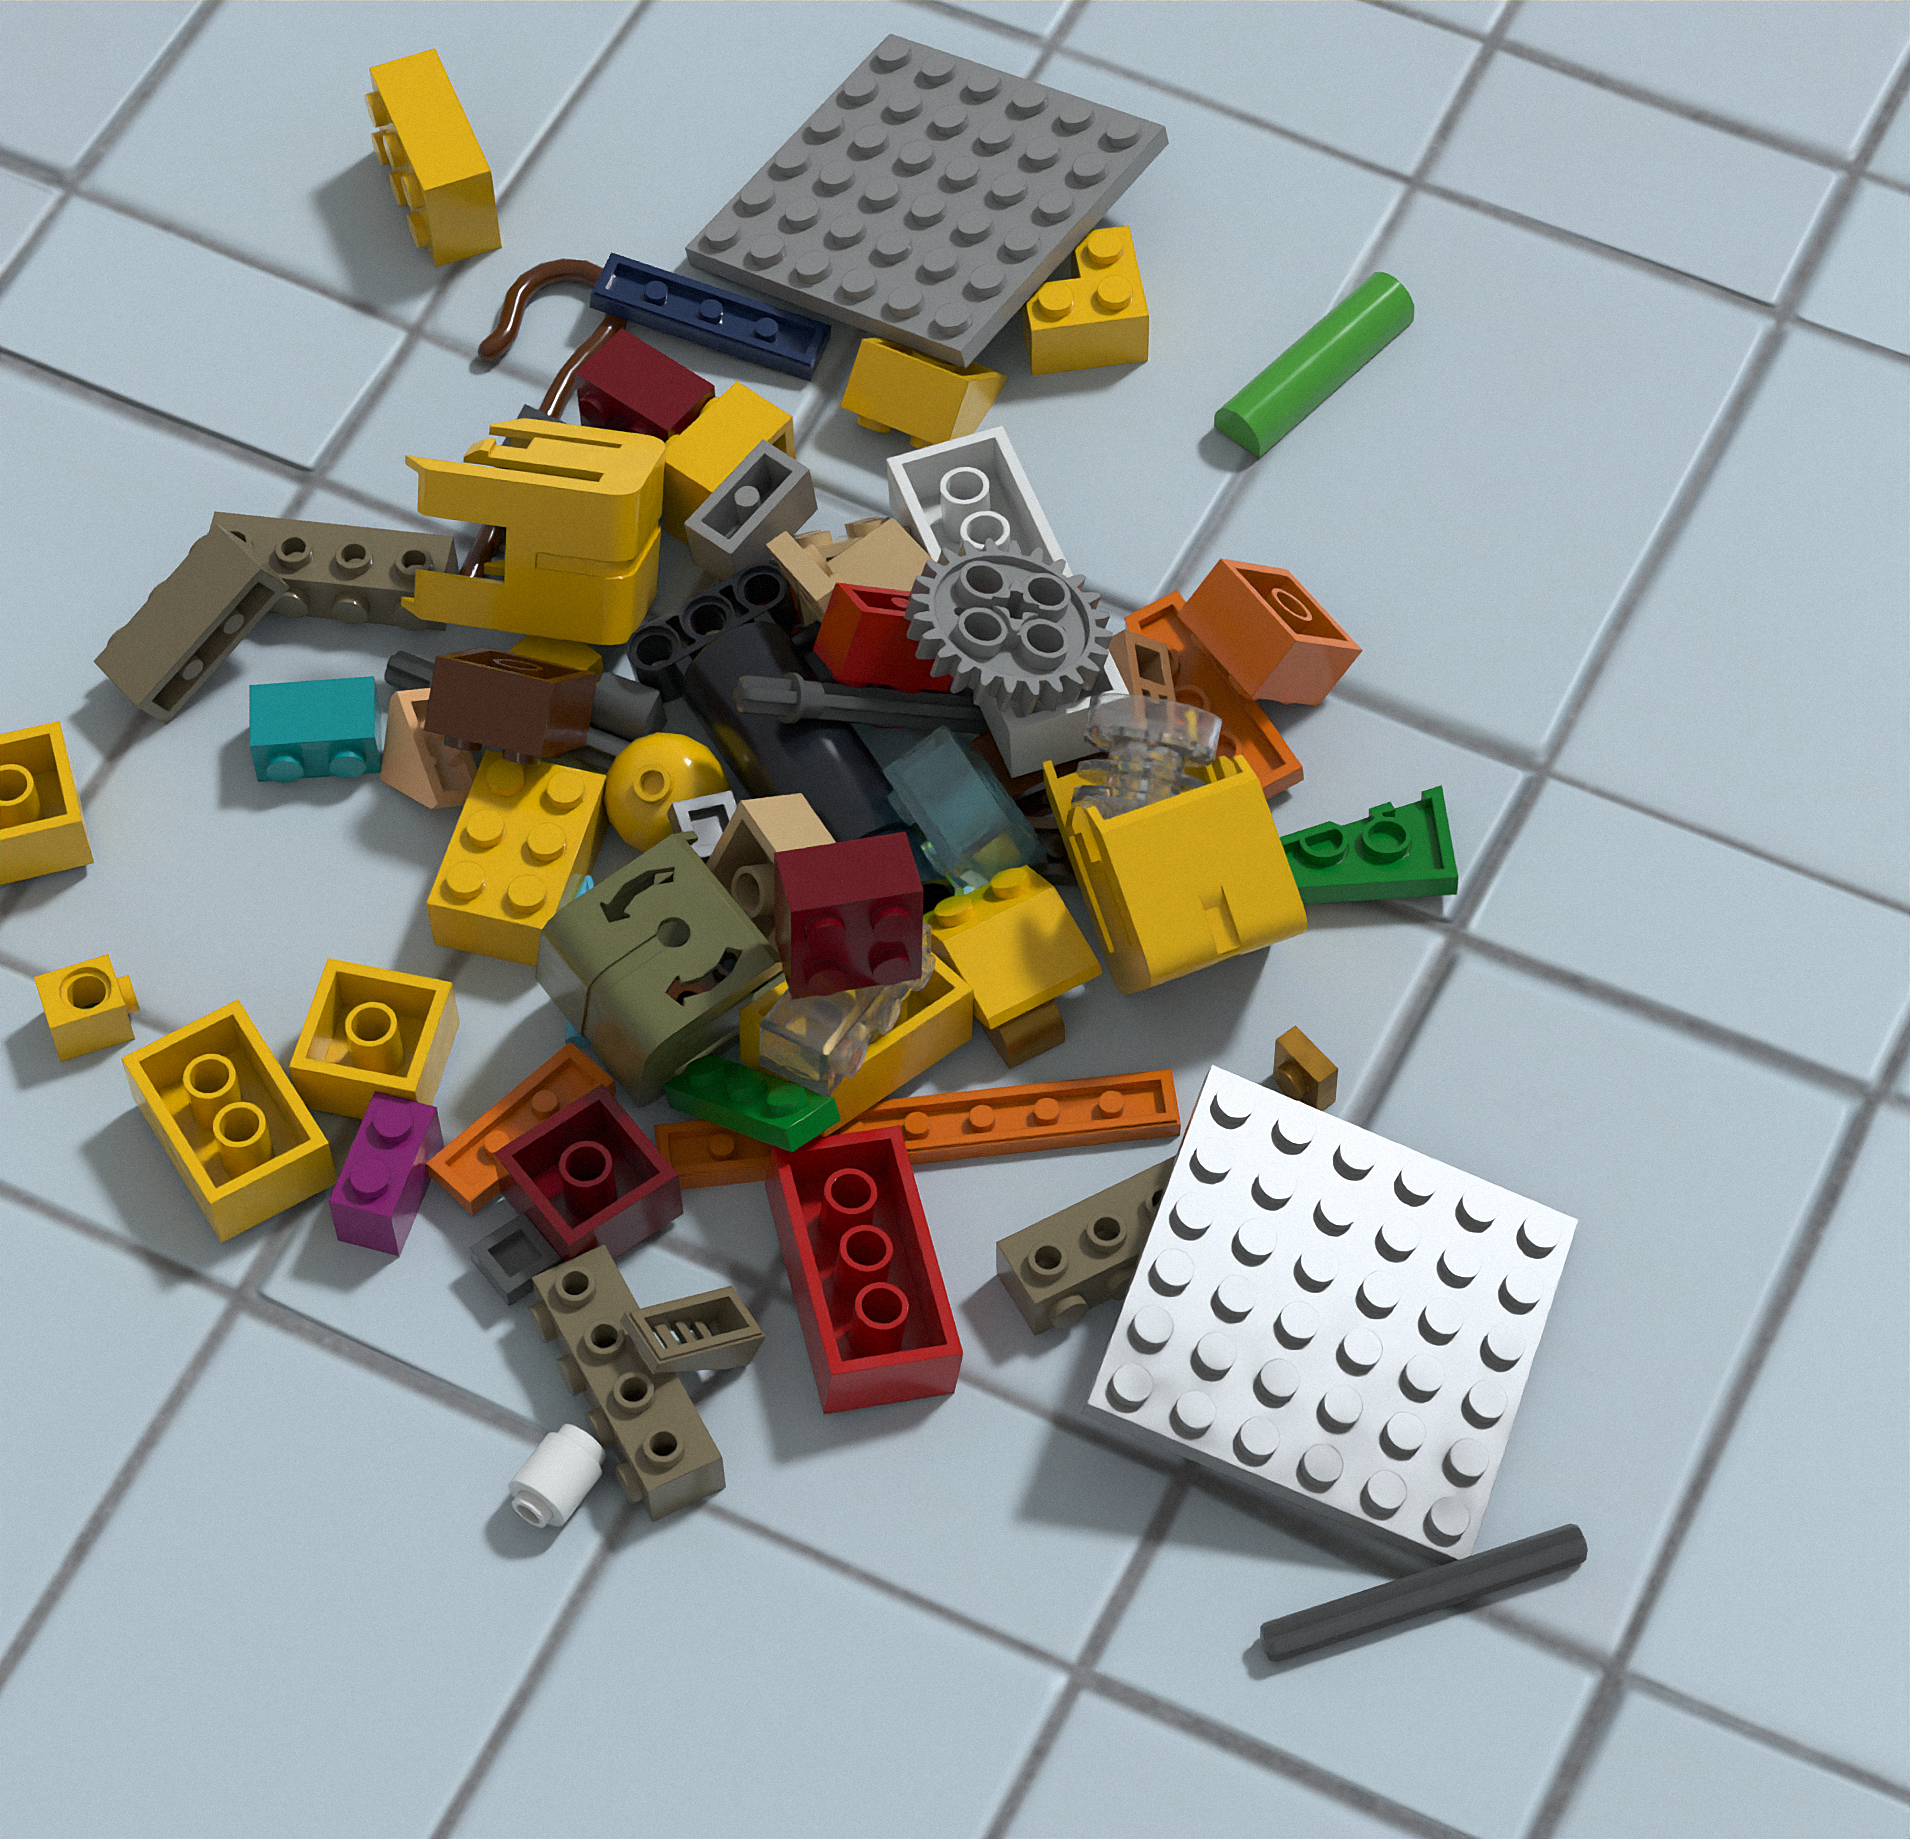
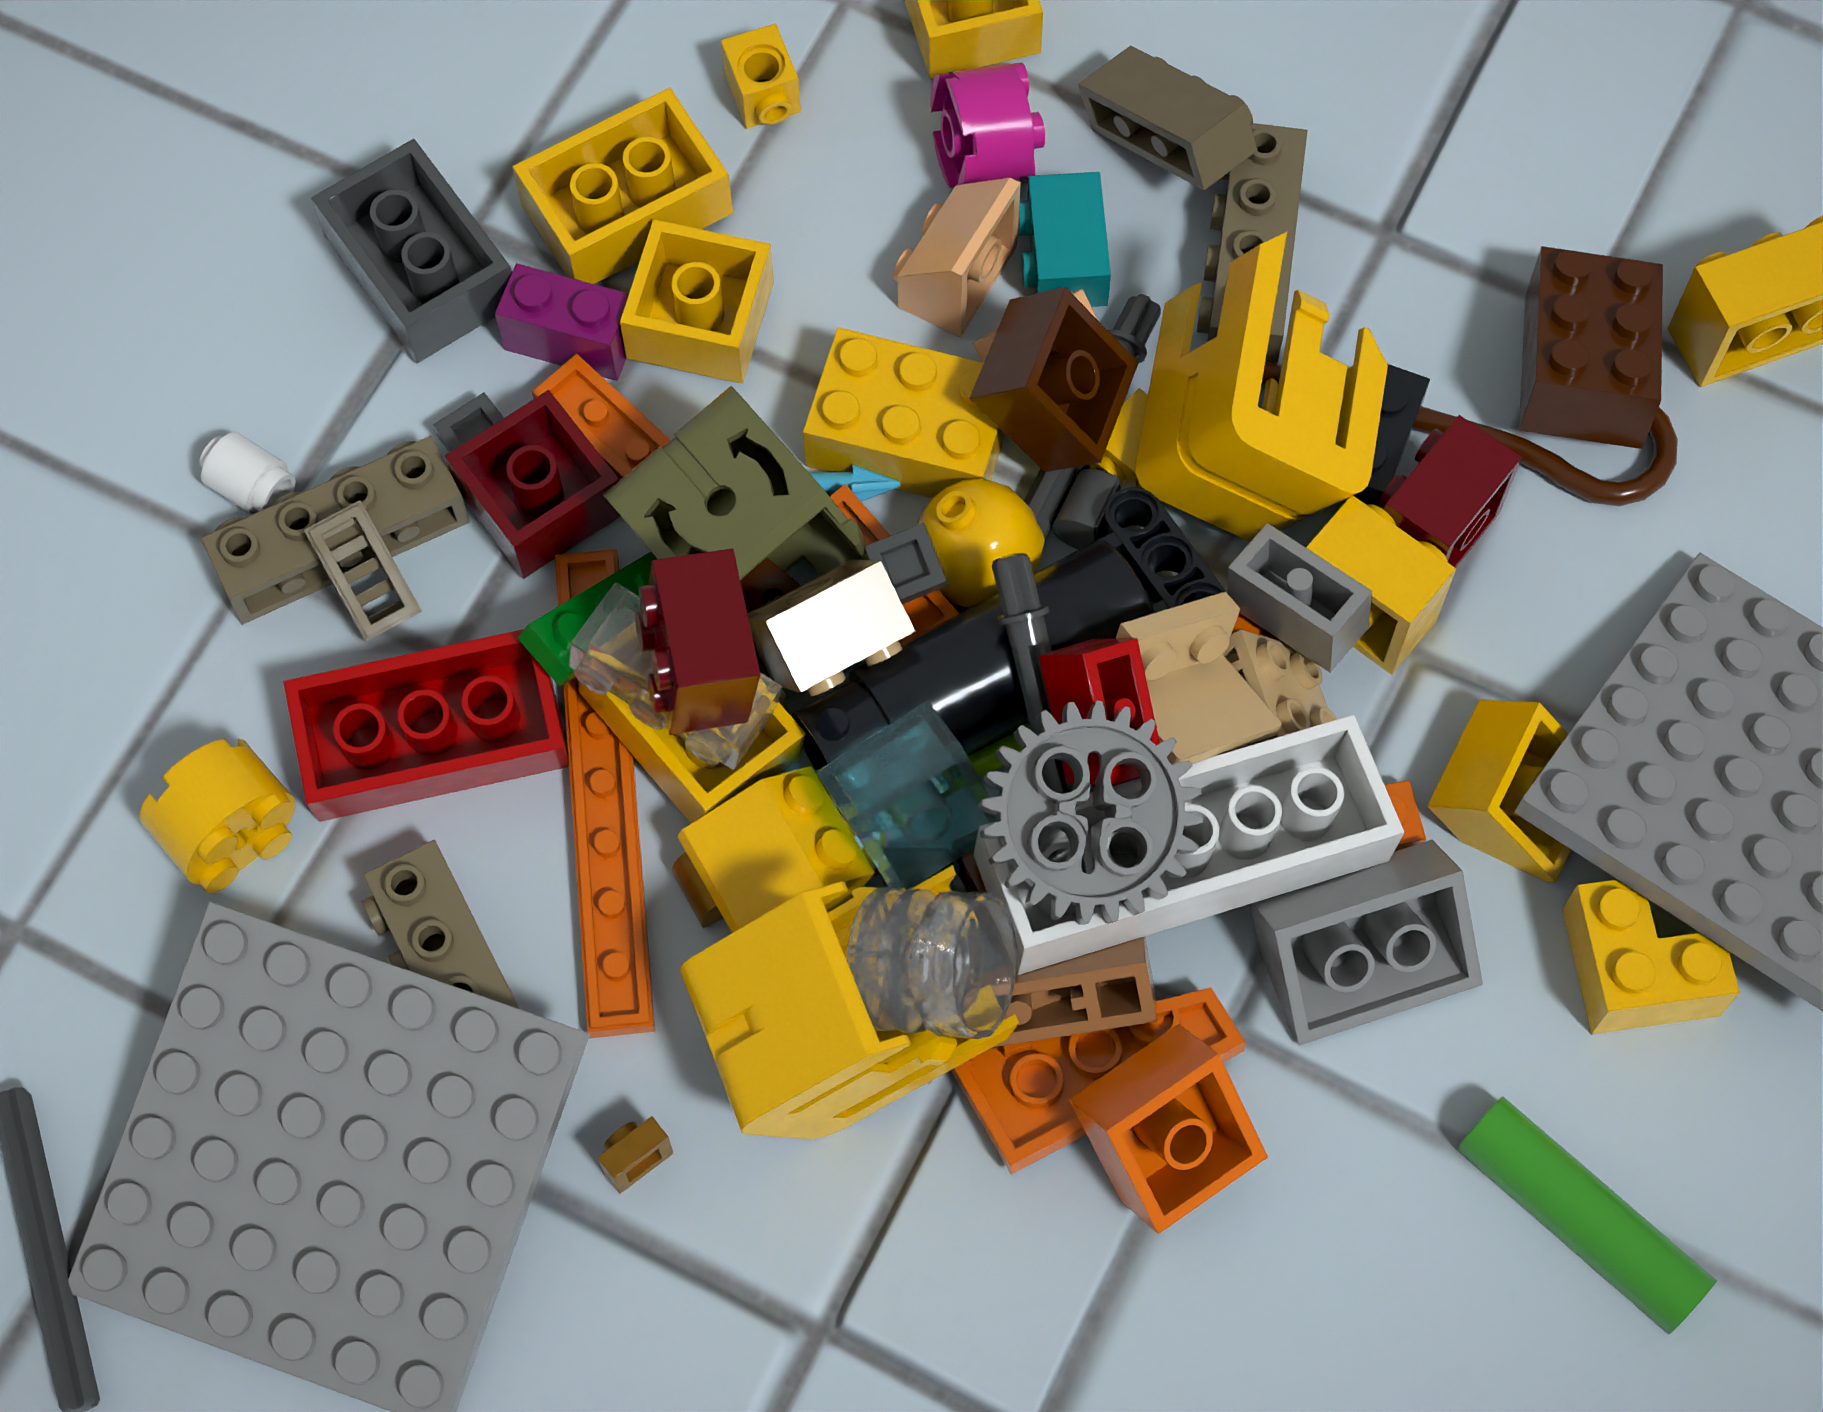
camera: 90 degrees right, 10 degrees up
(183, 787) = (985, 124): none -> dark pink brick
(292, 1317) = (414, 249): none -> dark grey brick
(332, 808) = (960, 254): none -> light nougat slope
(477, 300) = (1592, 347): none -> reddish brown brick
(710, 316) = (1605, 578): dark blue tile -> none
(970, 1442) = (219, 813): none -> yellow brick
(1085, 498) = (1369, 942): none -> light grey slope
(1378, 857) = (905, 1241): green wing -> none

